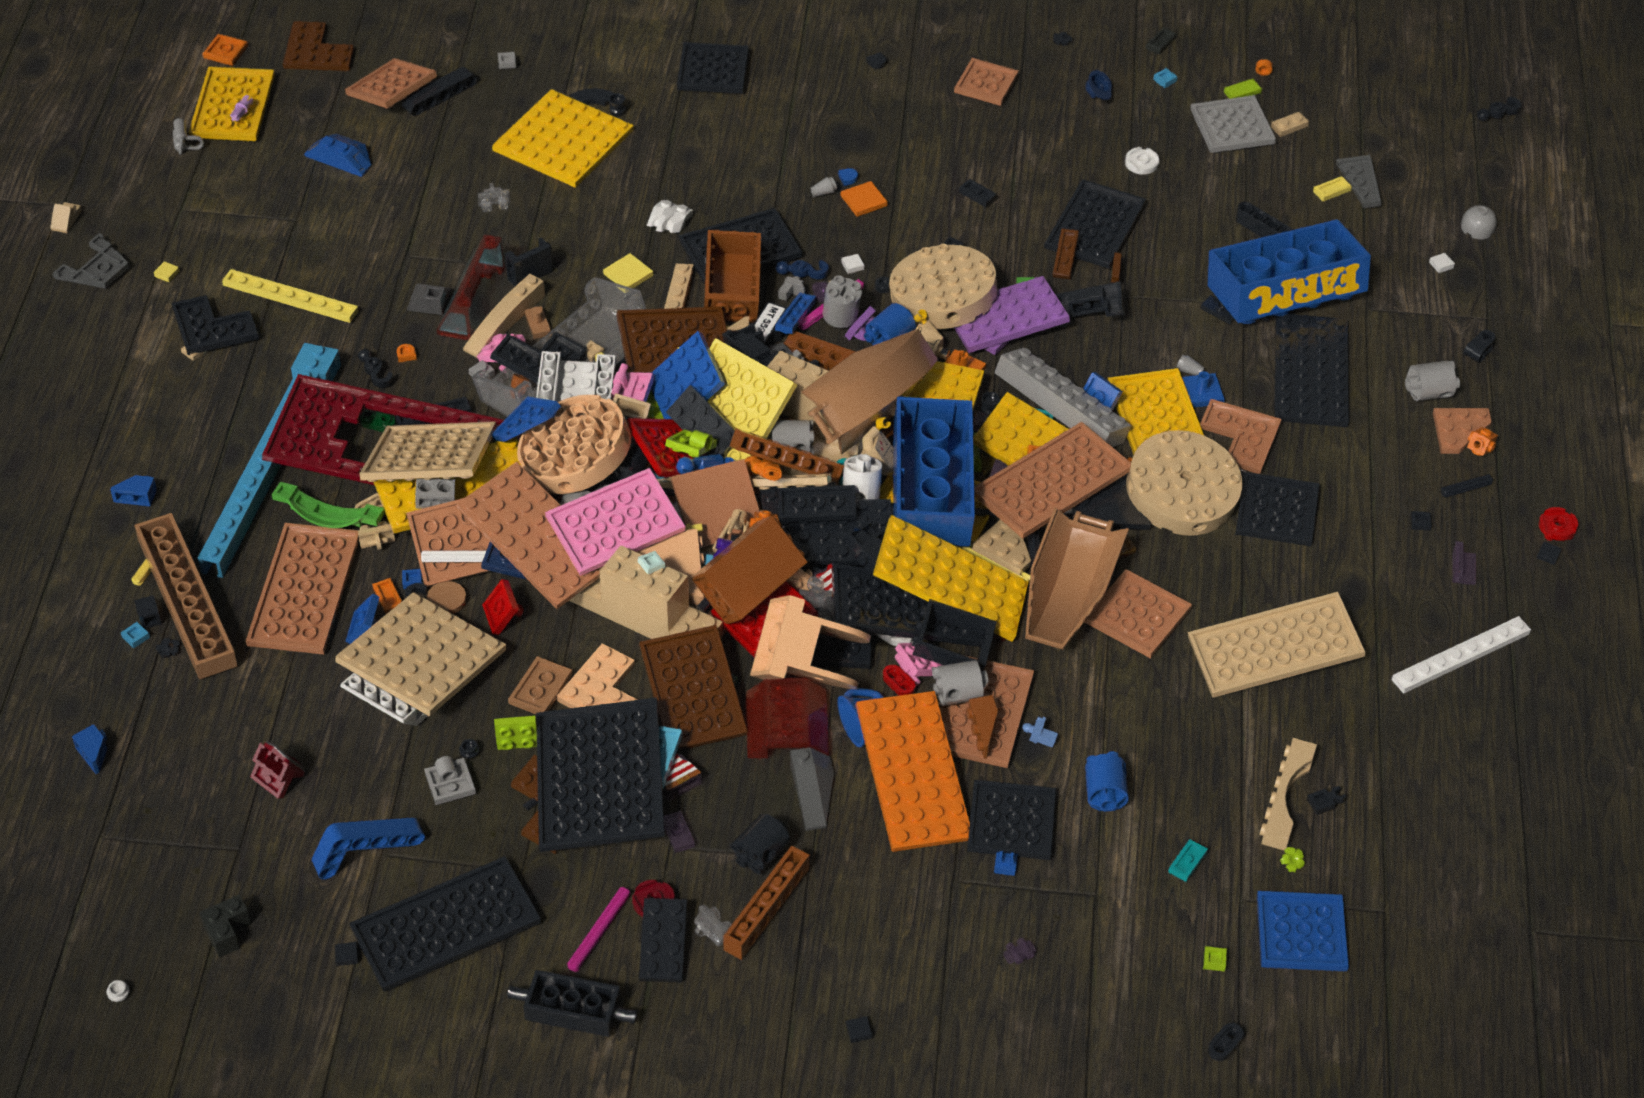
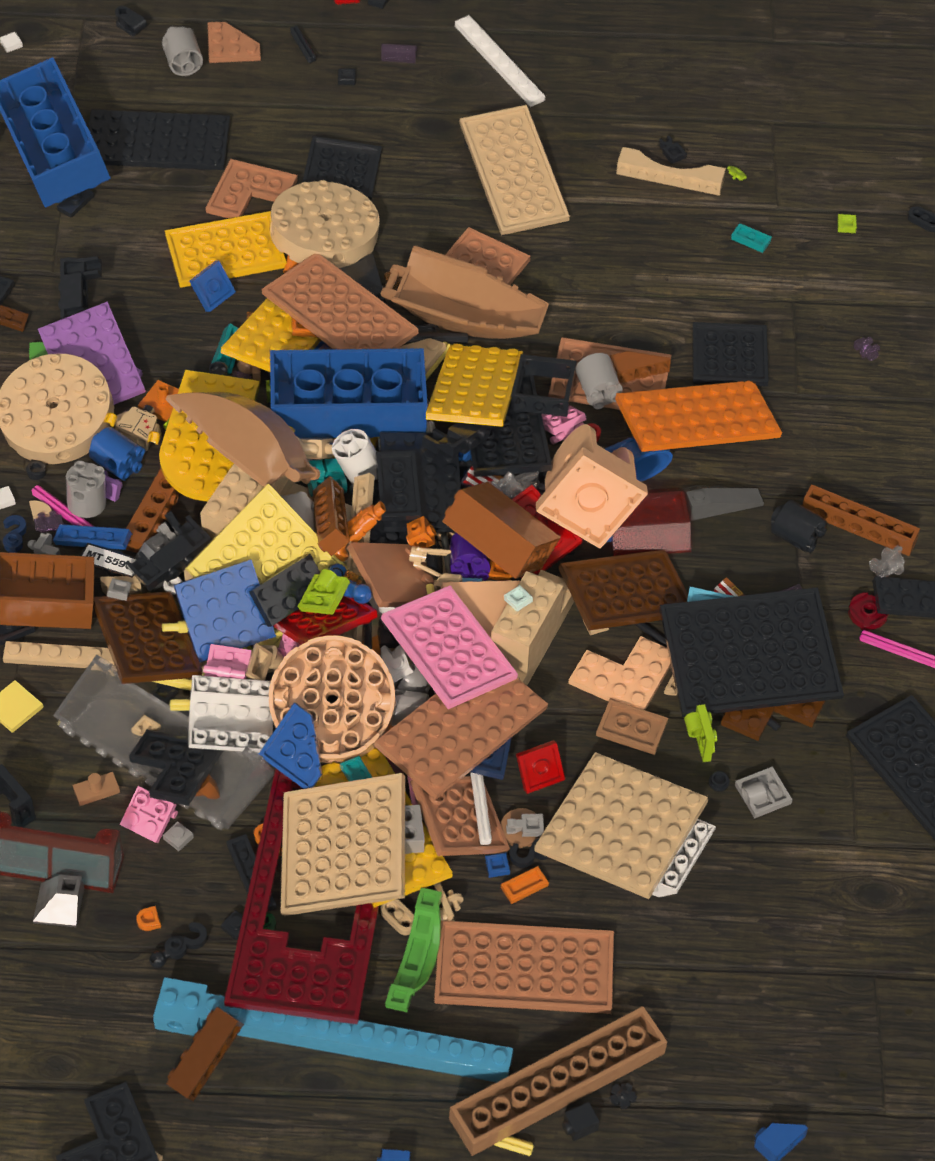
camera: 95 degrees left, 5 degrees up
(135, 635) = (610, 1133): dark azure tile -> none
(264, 372) = (204, 1054): none -> reddish brown brick
(275, 769) = (783, 945): dark red piece -> none
(290, 295) = (53, 1061): light yellow plate -> none
(362, 835) = (868, 846): blue beam -> none
(363, 618) = (572, 893): blue tile -> none
(441, 594) = (529, 824): none -> light grey plate
(493, 467) = (355, 769): none -> teal plate
(506, 313) = (87, 816): tan slope -> none
(709, 542) = (446, 577): none -> tan arm
(729, 323) = (119, 589): none -> light grey tile
(1005, 863) = (776, 359): blue tile -> none
(1040, 734) = (628, 335): medium blue piece -> none
(1060, 395) = (212, 315): light grey brick -> none
(1106, 782) = (687, 283): blue cylinder -> none
(1116, 267) = (24, 276): reddish brown tile -> none
(1189, 365) = (158, 224): light grey cone -> none
(1203, 388) = (187, 214): blue tile -> none
(1302, 931) = (807, 170): blue plate -> none
(1482, 441) = (254, 25): orange brick -> none

